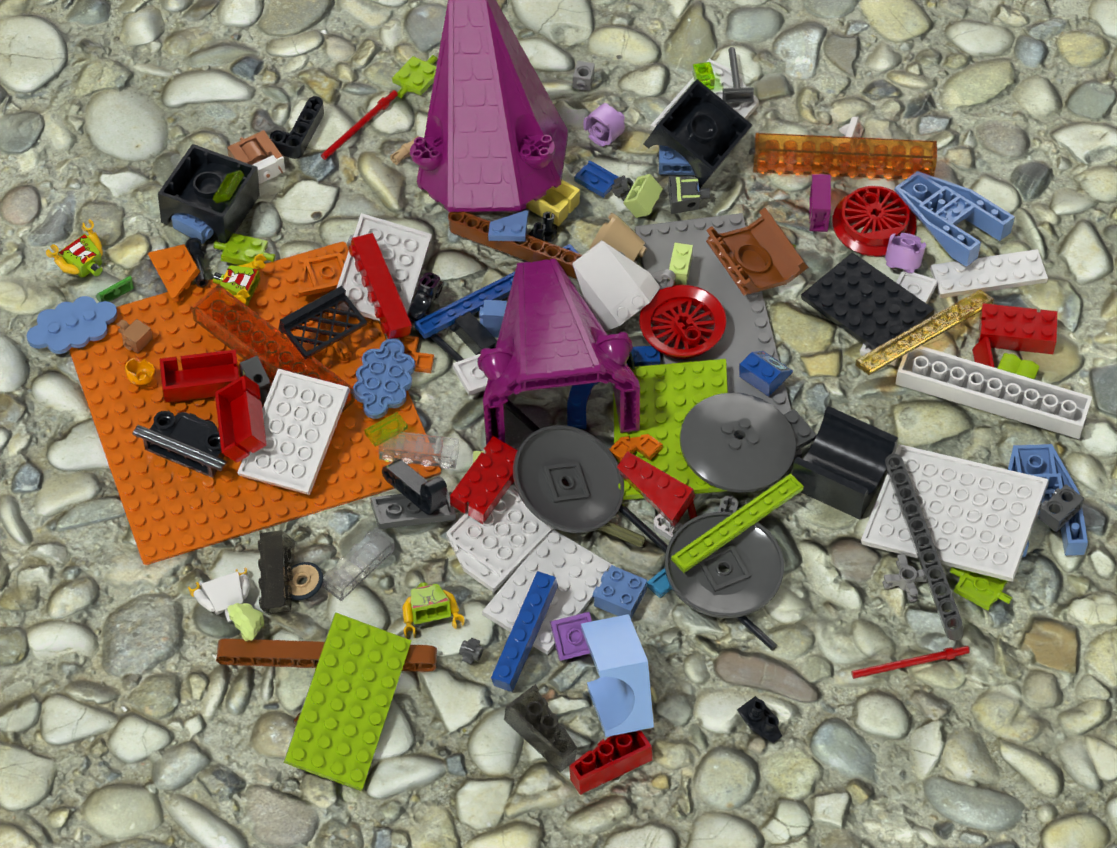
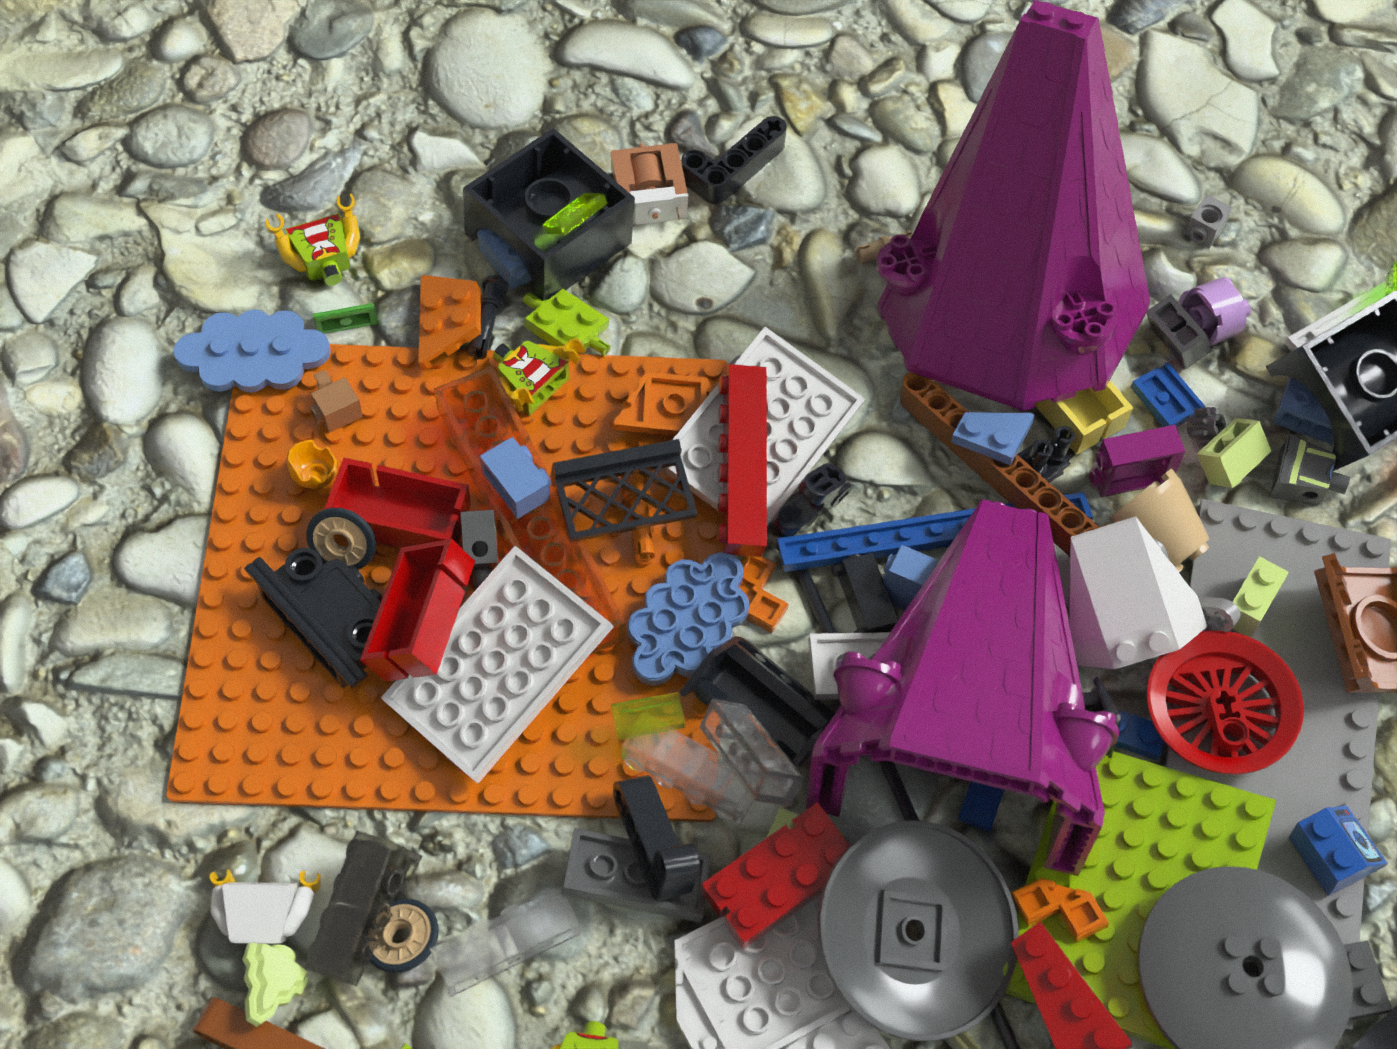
camera: 20 degrees right, 5 degrees up
(179, 391) = (343, 522): none -> tan wheel
(261, 335) = (515, 477): none -> medium blue brick
(382, 104) = (876, 163): red bar -> none
(415, 76) = (937, 135): lime plate -> none
(442, 404) = (781, 704): none -> black windscreen
(447, 427) = (751, 753): none -> clear brick
(589, 141) = (1178, 331): none -> dark grey brick
(590, 216) = (1136, 460): none -> magenta window

